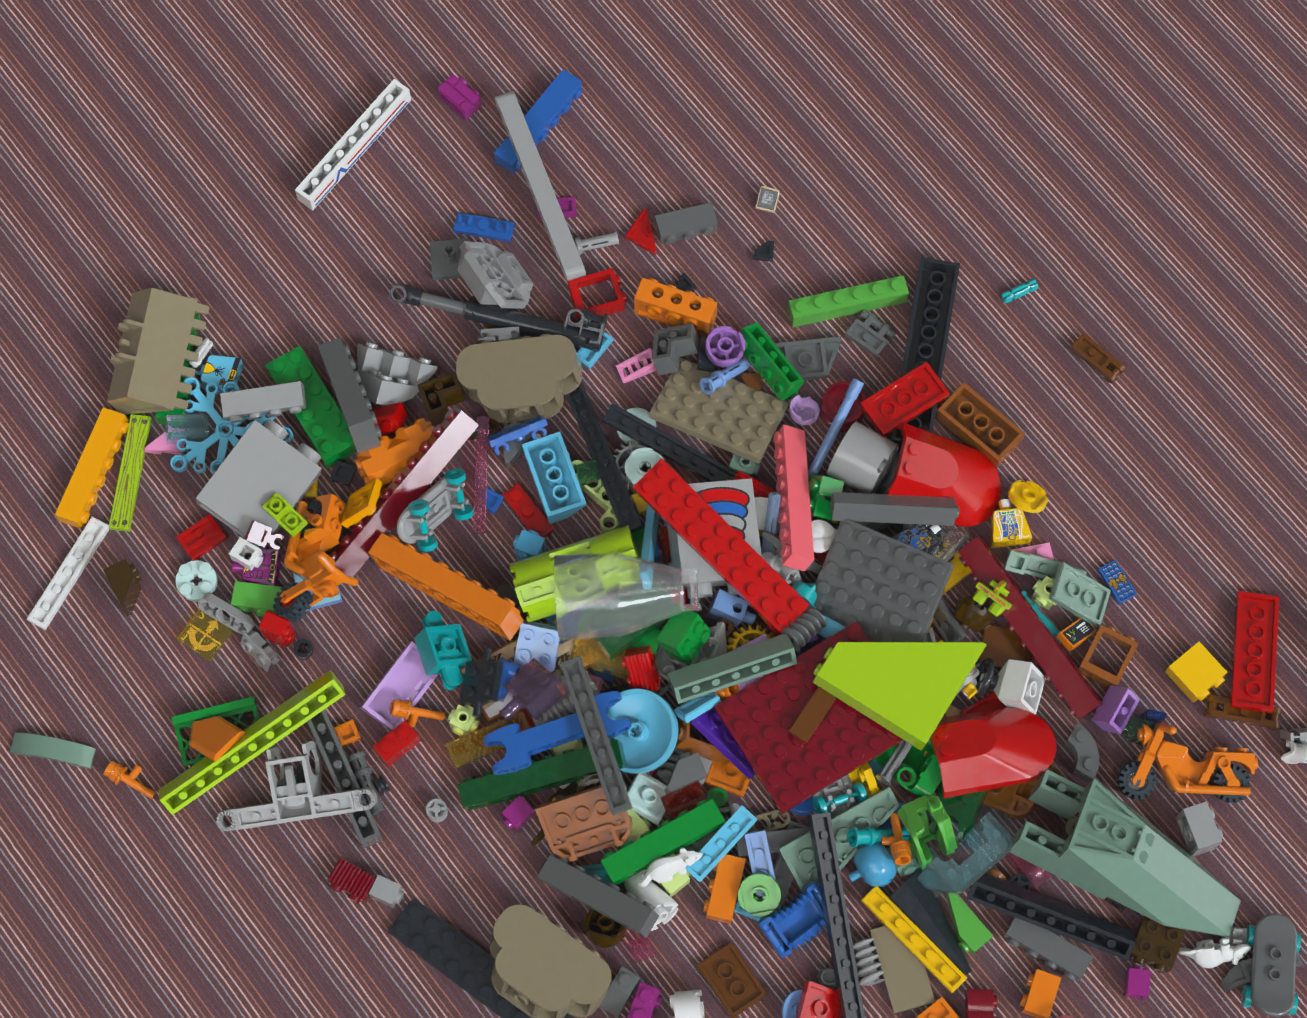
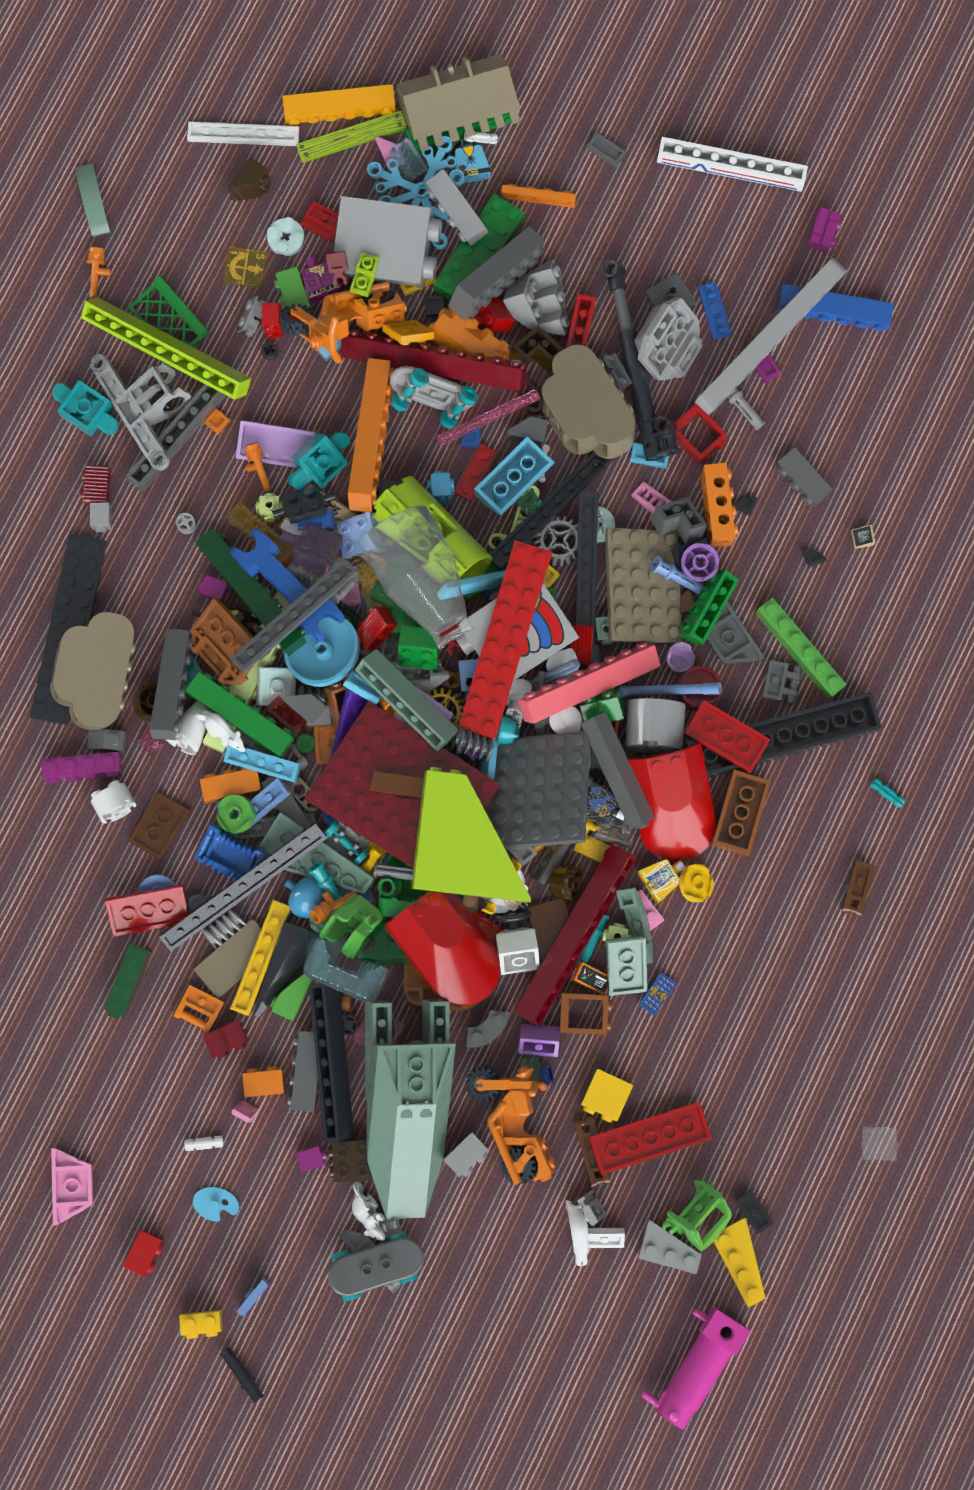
camera: 60 degrees right, 10 degrees up
(209, 605) = (266, 273): light grey beam -> none
(214, 736) = (156, 316): orange tile -> none
(242, 549) = (319, 257): white brick -> none
(267, 854) = (85, 408): none -> teal brick
(275, 249) = (606, 149): none -> dark grey tile
(291, 323) = (534, 195): none -> orange plate
(363, 772) = (188, 450): dark grey pin -> none
(381, 785) = (186, 469): black bush -> none
(396, 743) = (224, 463): red brick -> none
(433, 346) = (581, 320): none -> red brick
(517, 433) = (534, 427): plate -> none
(635, 461) = (559, 537): light aqua plate -> none
(642, 234) = (777, 444): red tile -> none
(999, 603) = (586, 891): lime hips -> none

